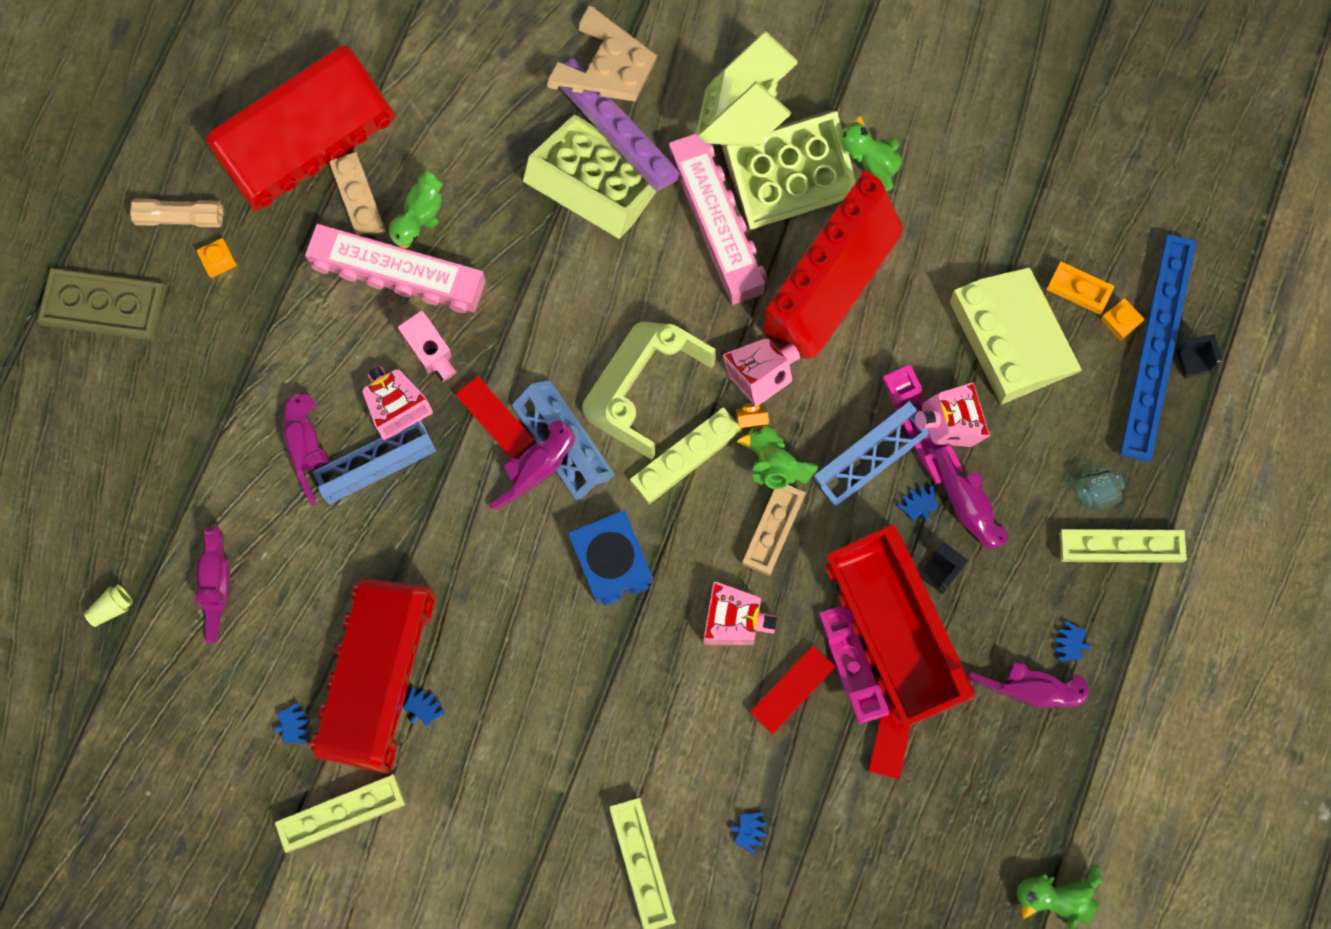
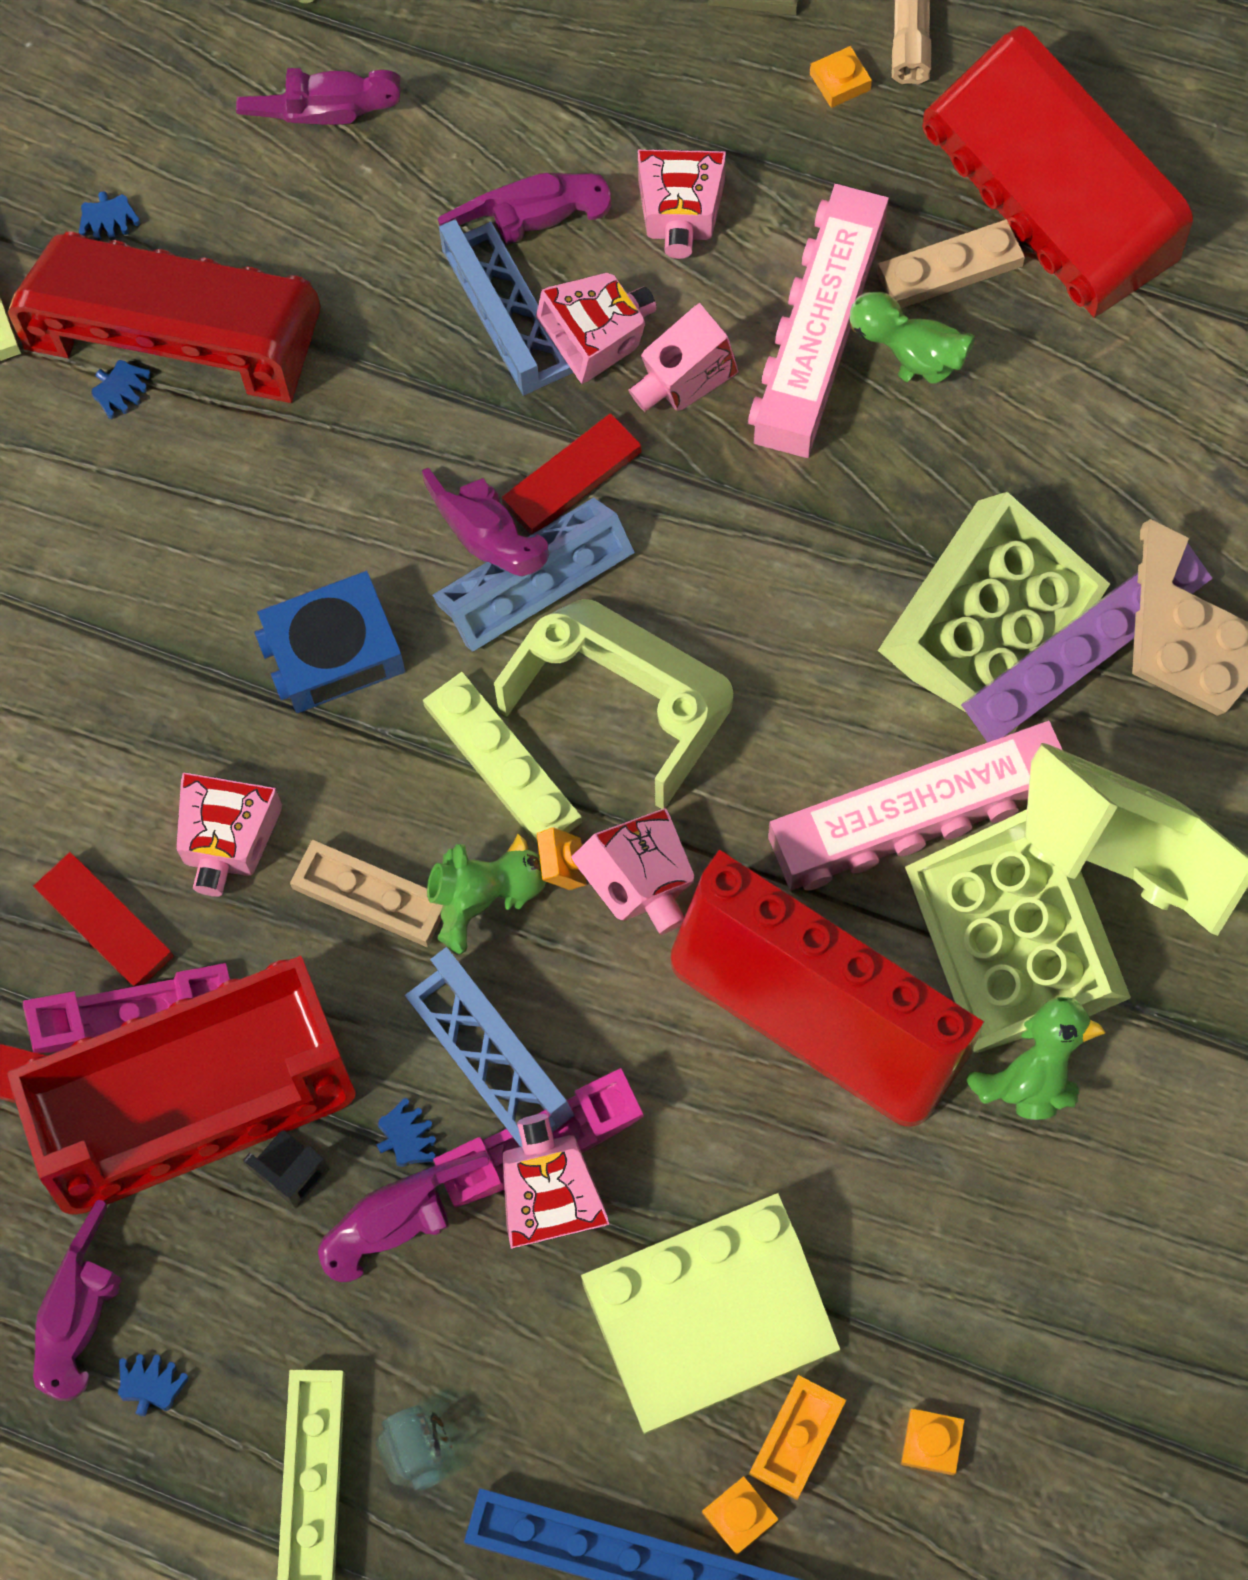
camera: 90 degrees right, 5 degrees down
(303, 352) = (680, 196): none -> torso
(1076, 221) = (932, 1442): none -> light orange plate

